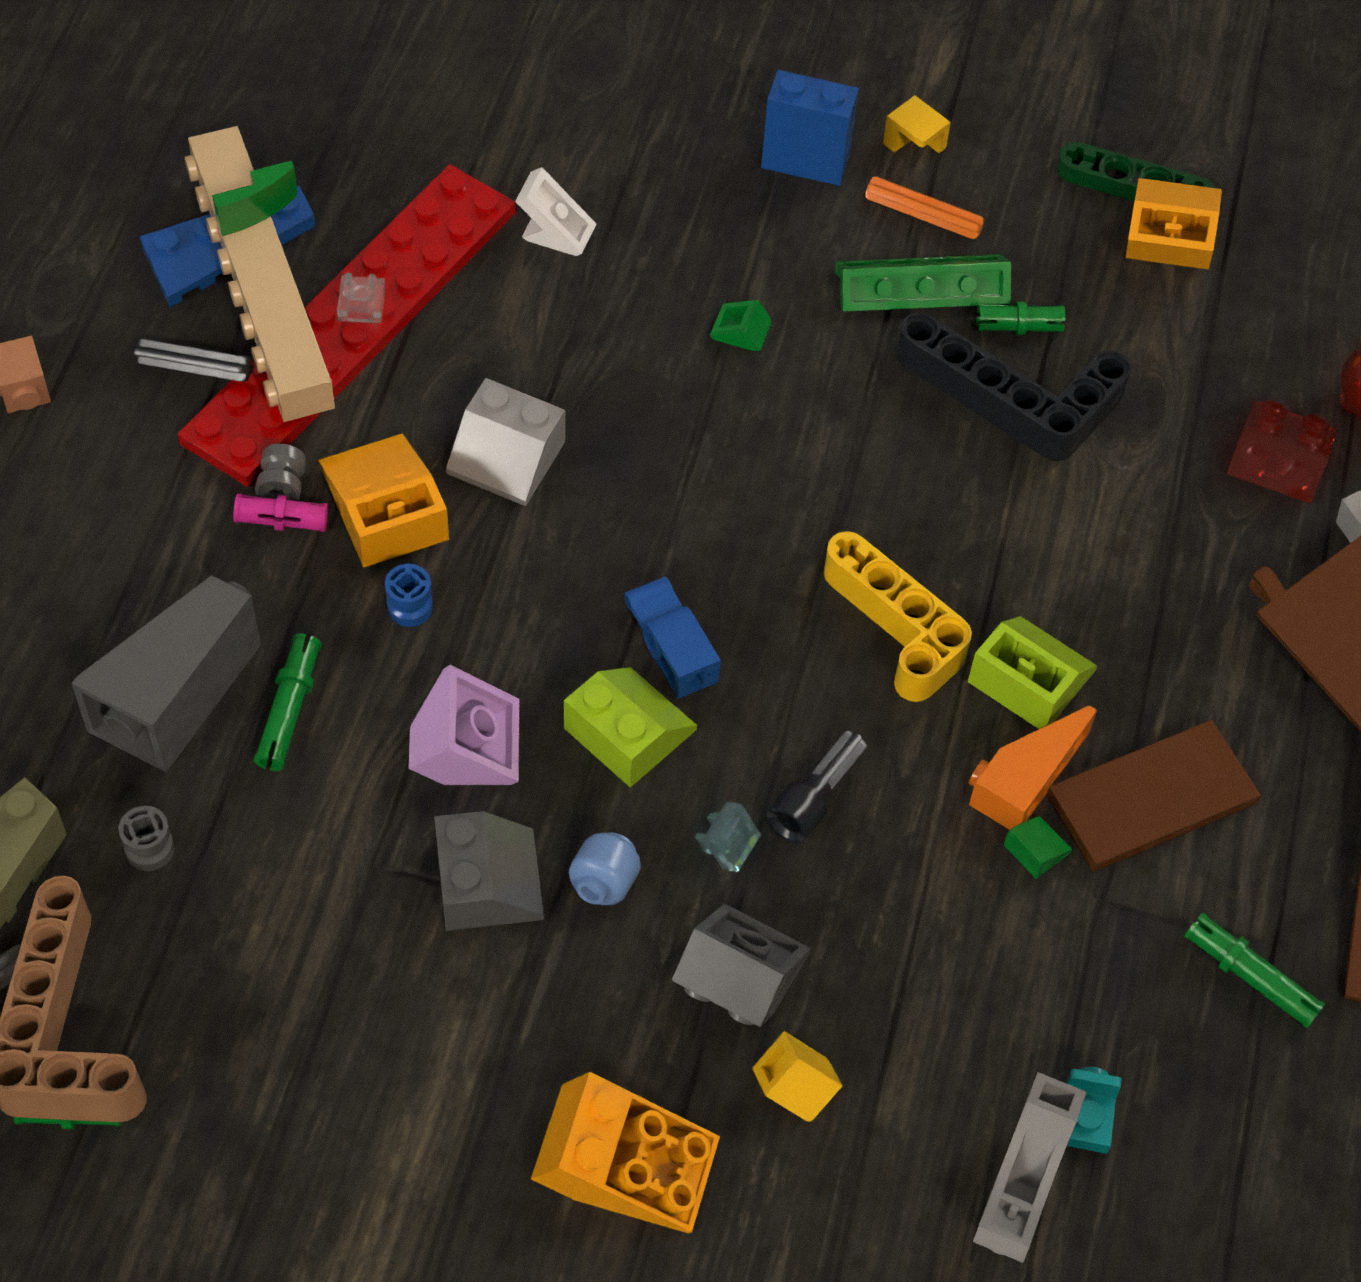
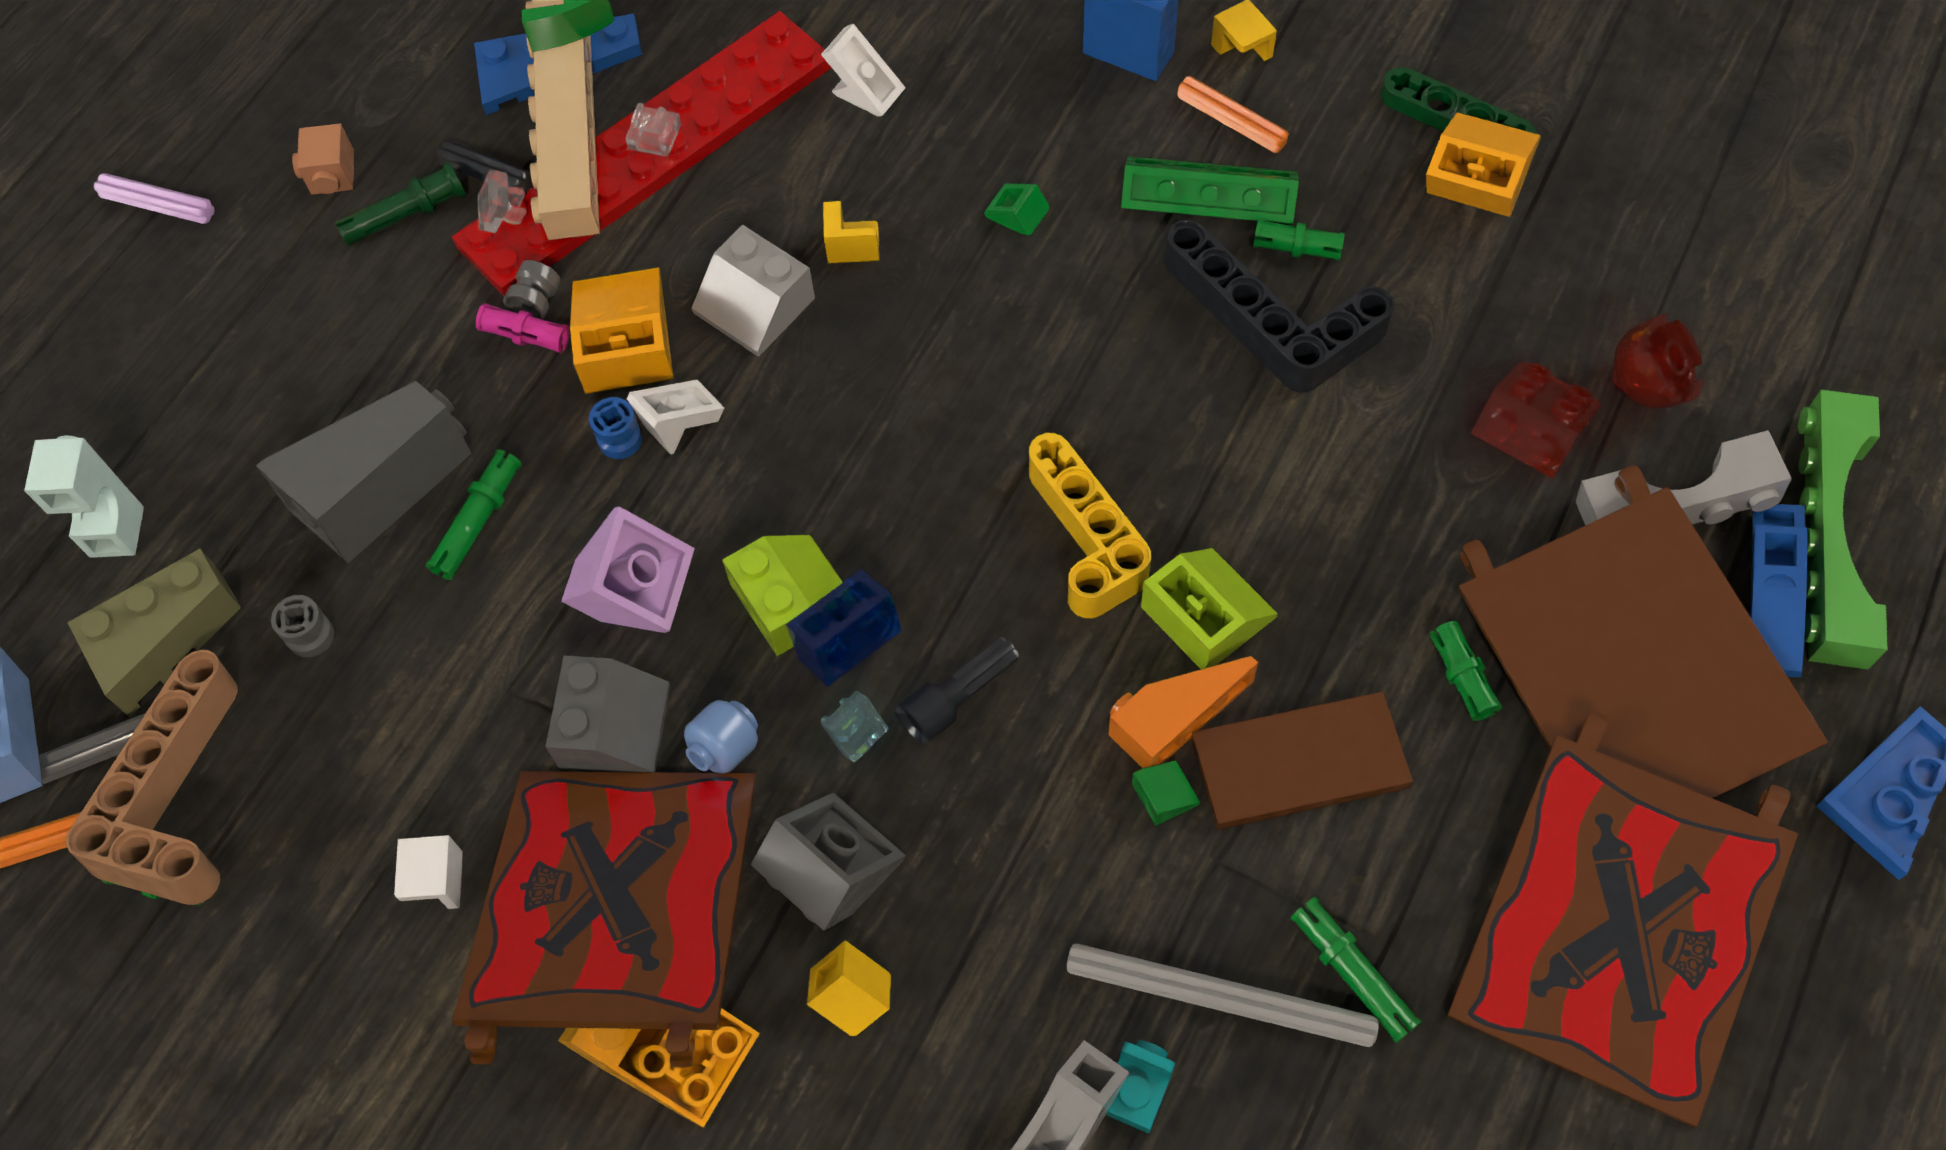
camera: 20 degrees right, 5 degrees up
(131, 398) = (419, 196): none -> dark green pin
(224, 391) = (496, 202): none -> clear tile
(353, 1044) = (429, 870): none -> white panel
(462, 568) = (673, 408): none -> white slope
(554, 1037) = (610, 907): none -> flag
(586, 379) = (848, 239): none -> yellow panel
(674, 638) = (857, 512): blue piece -> none
(697, 745) = (844, 627): none -> clear blue brick
(1140, 1016) = (1223, 995): none -> light grey axle
(1280, 689) = (1465, 671): none -> green pin

